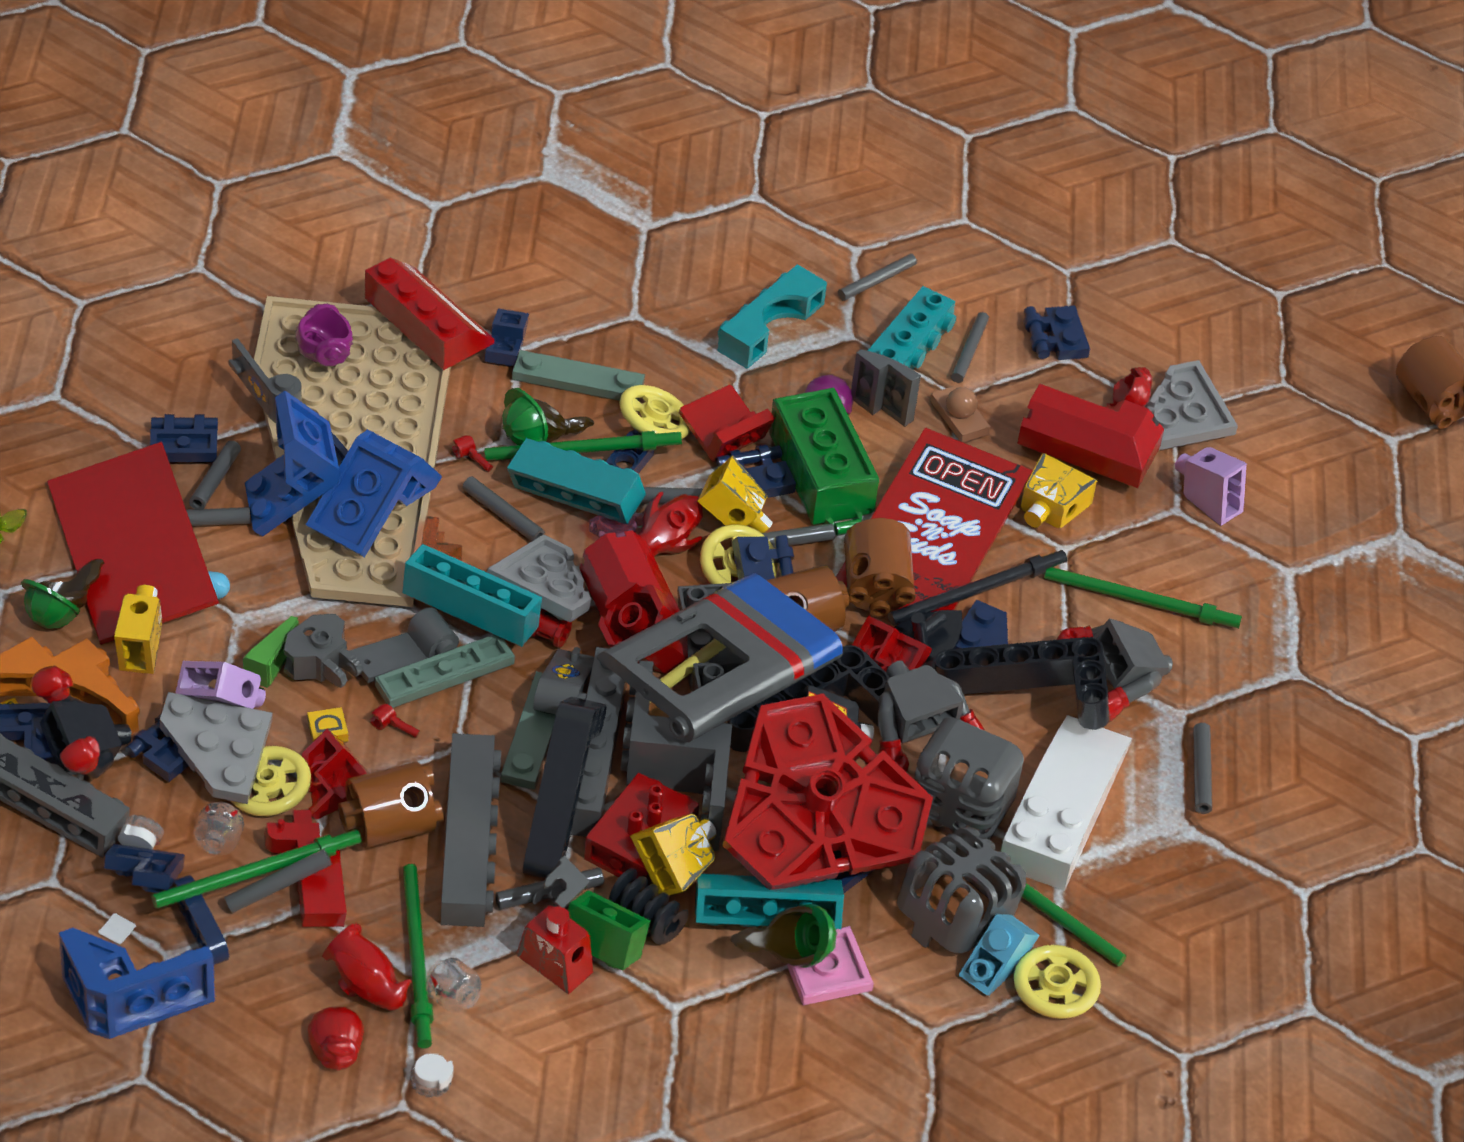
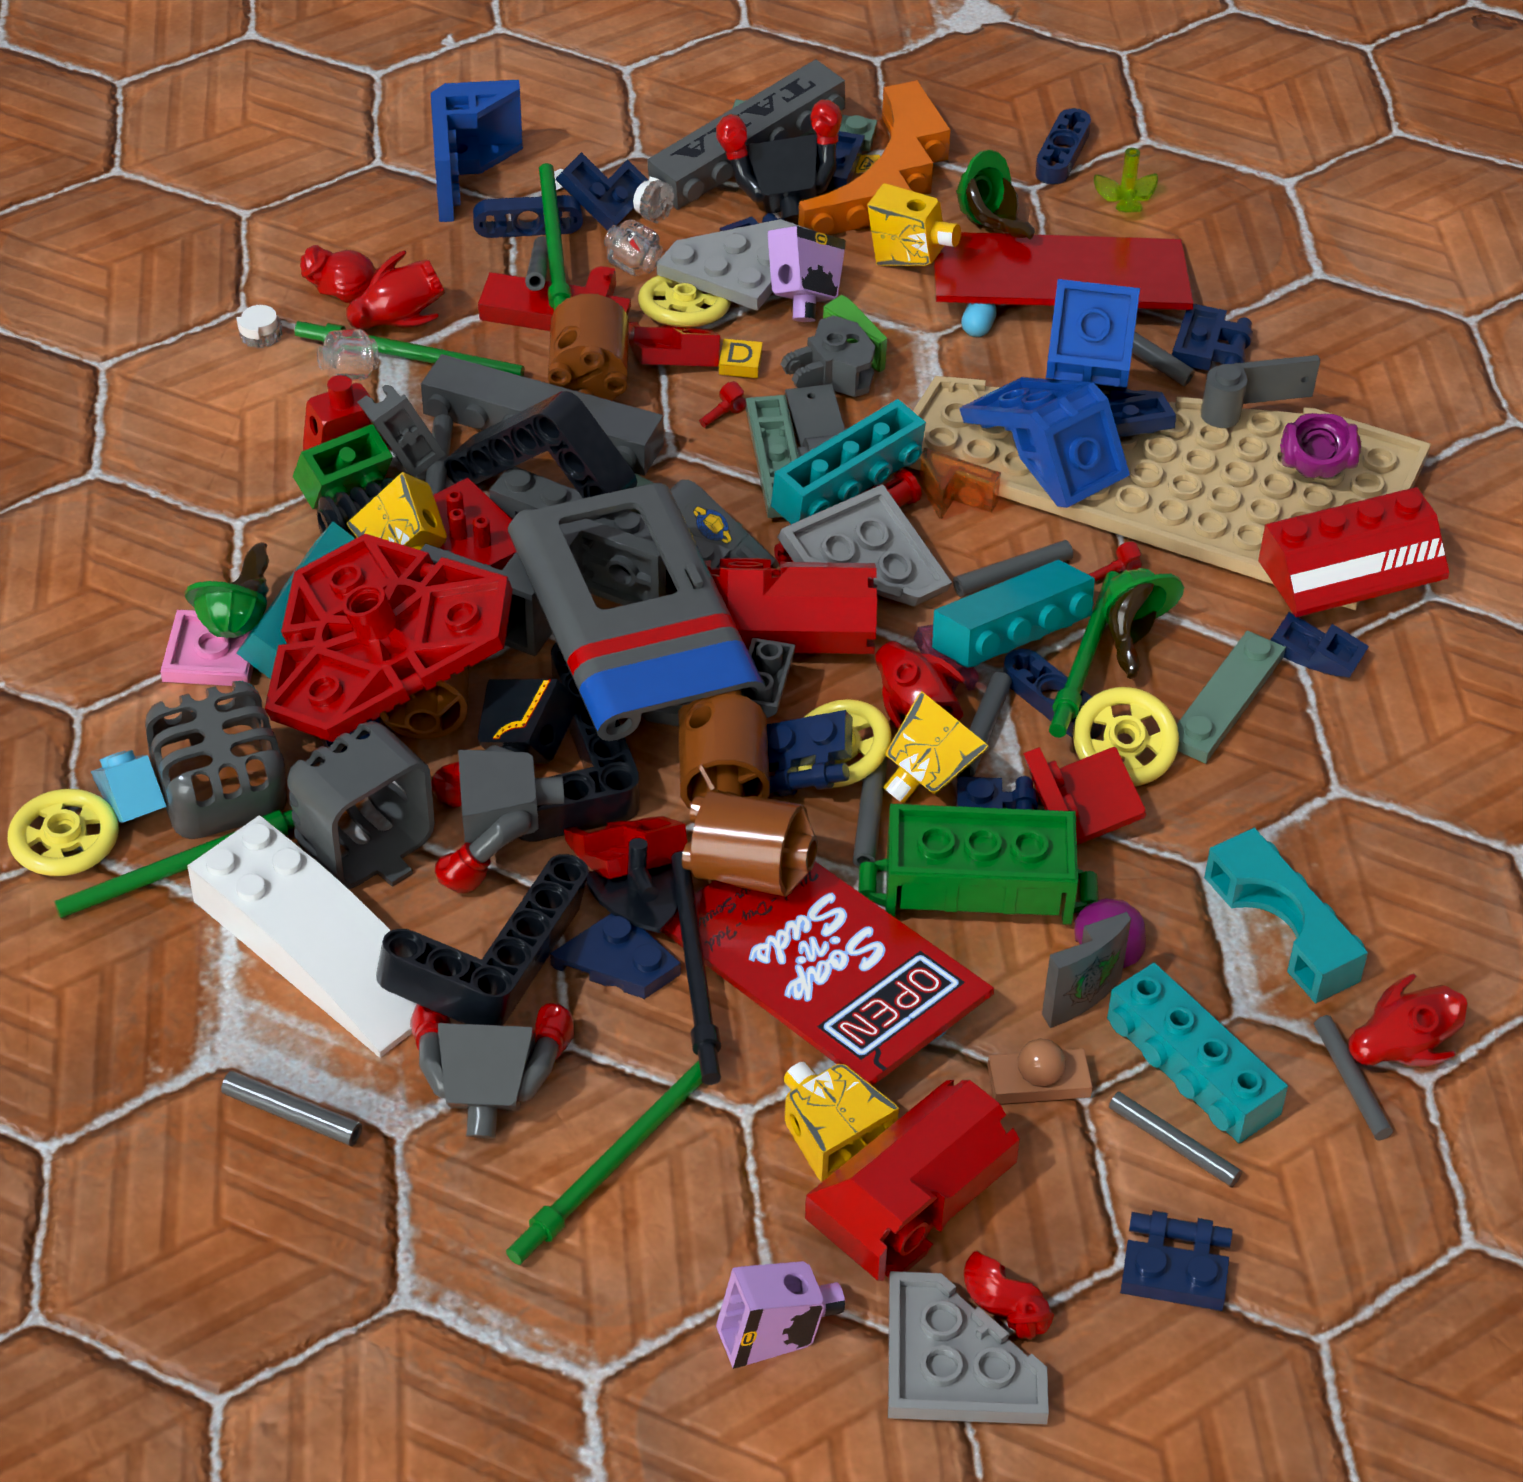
camera: 115 degrees right, 0 degrees up
(837, 246) = (1409, 1026): none -> red animal

